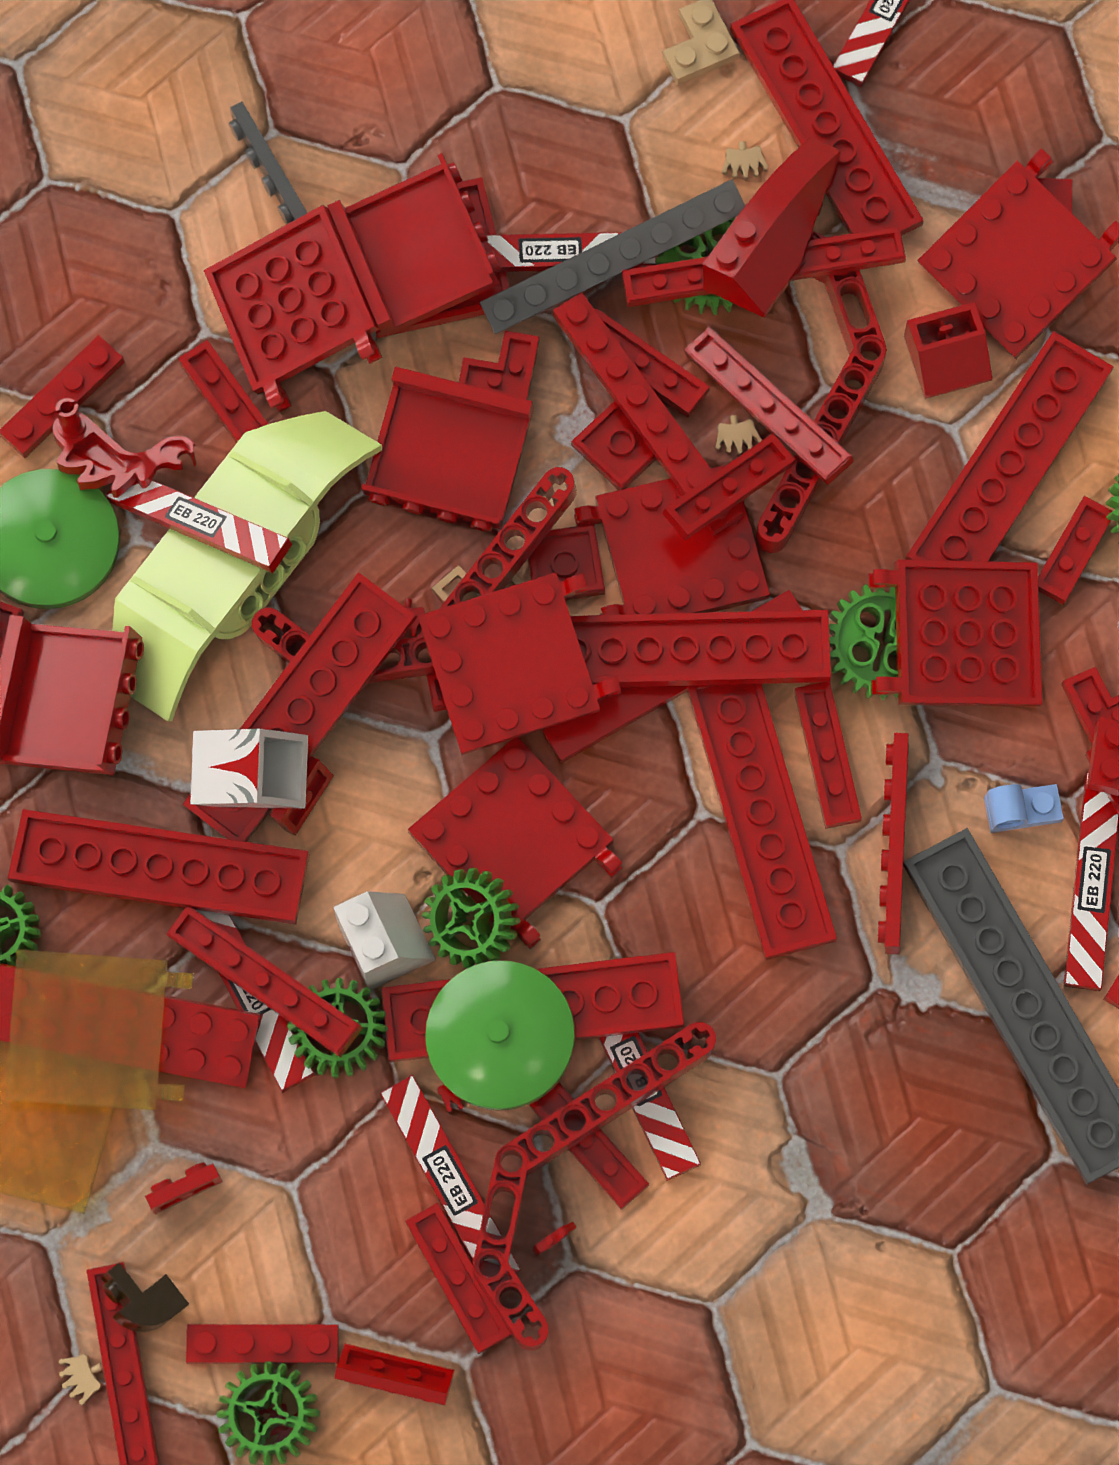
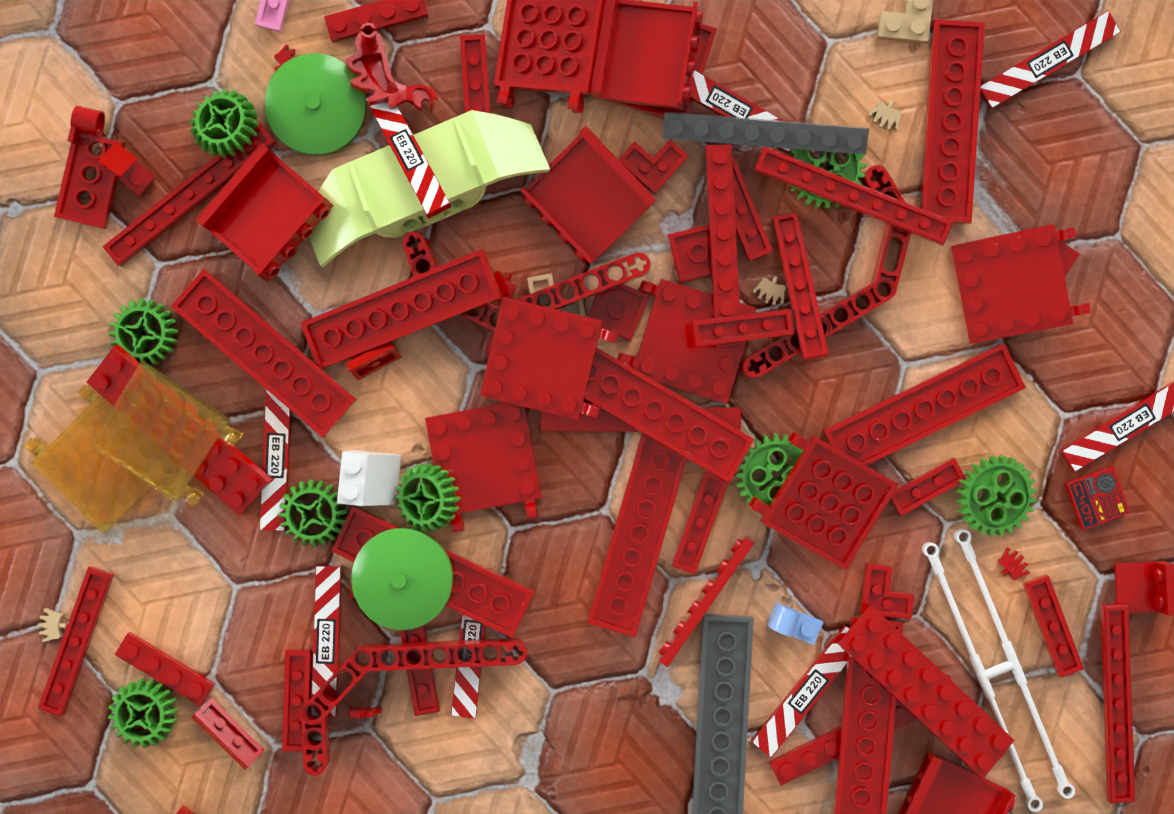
camera: 30 degrees right, 15 degrees up
(145, 1309) = (106, 614): dark brown brick -> none
(169, 1193) = (180, 553): red plate -> none
(249, 768) = (345, 331): white slope -> none
(264, 981) = (283, 463): red tile -> none
(772, 231) = (873, 178): red wedge -> none
(949, 350) = (932, 317): red slope -> none

